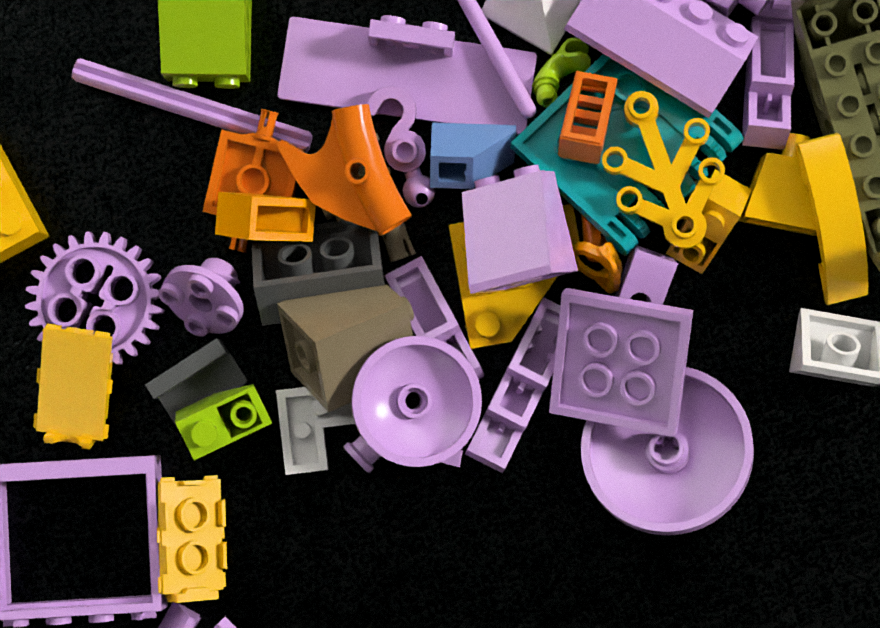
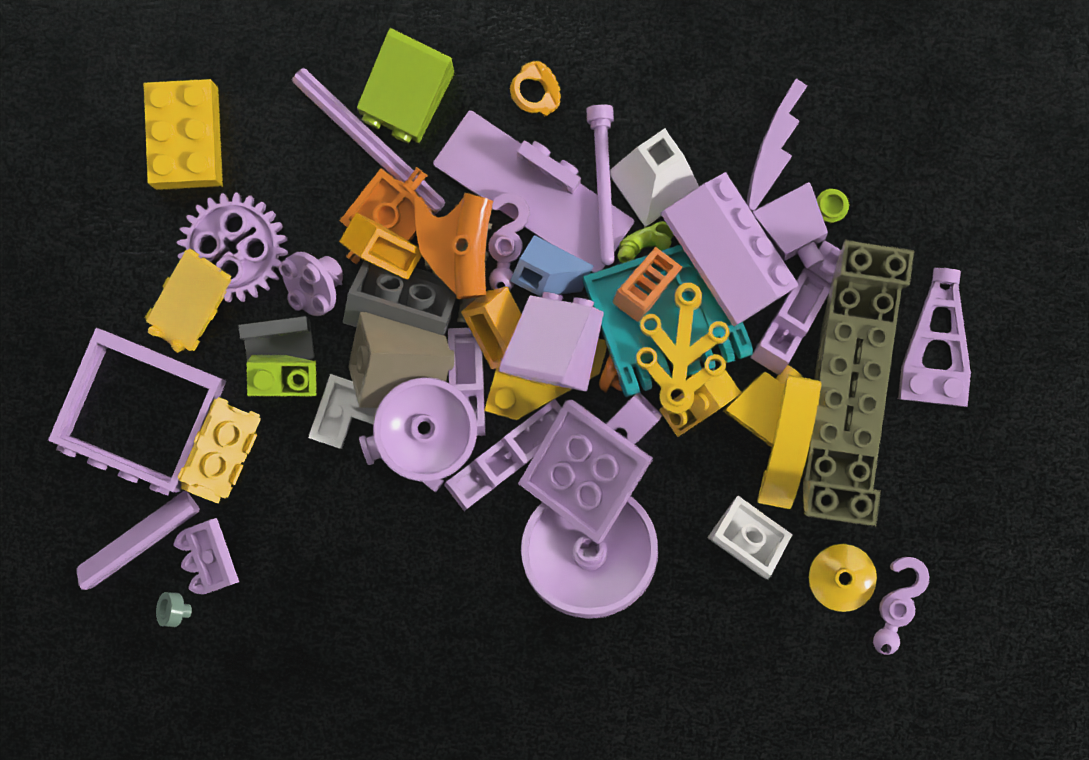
camera: 25 degrees right, 0 degrees up
(435, 245) = (493, 323): none -> light orange slope
(610, 276) = (612, 391): light orange piece -> none

